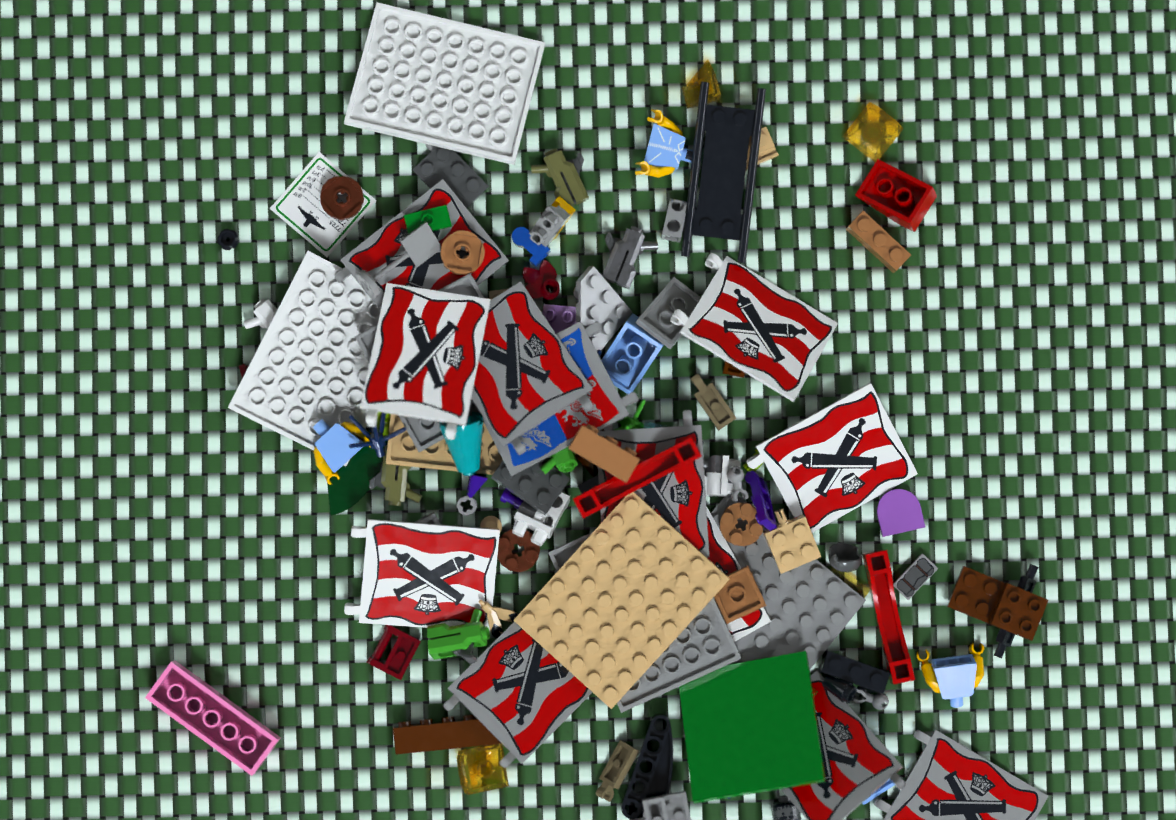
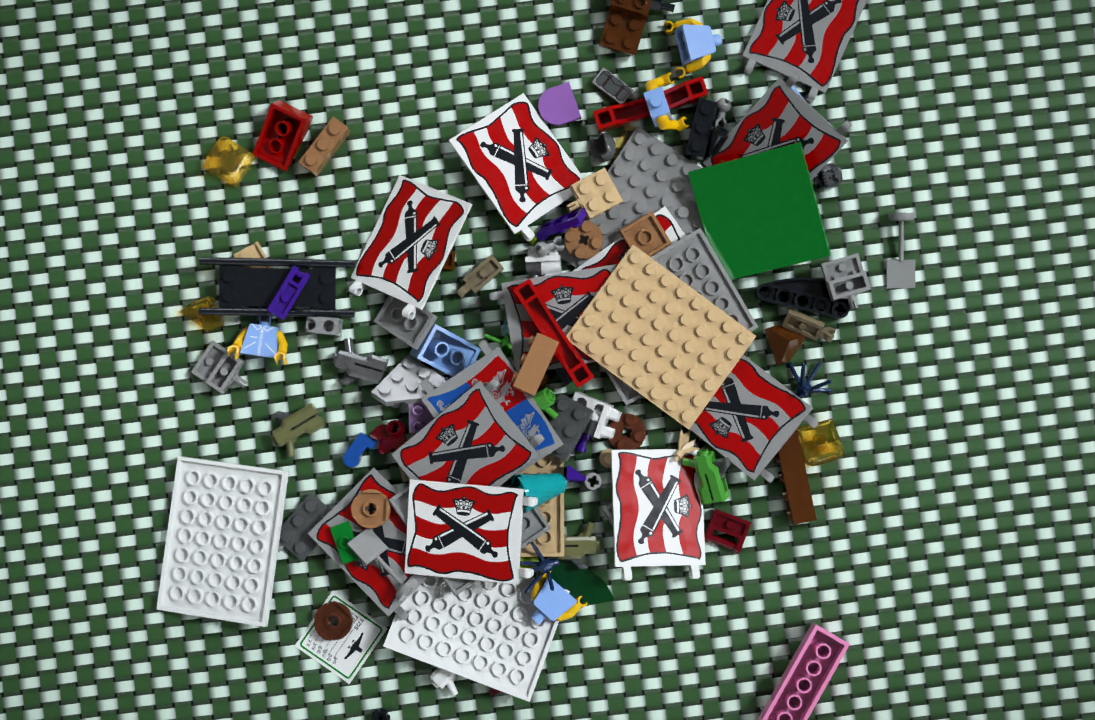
camera: 90 degrees left, 0 degrees up
(547, 758) = (804, 387): none -> dark blue plant
(551, 222) = (336, 433): light grey hips -> none
(600, 740) = (784, 343): none -> reddish brown slope
(638, 97) = (218, 368): none -> light grey plate
(714, 184) = (288, 293): none -> dark purple plate
(884, 626) = (658, 105): none -> torso

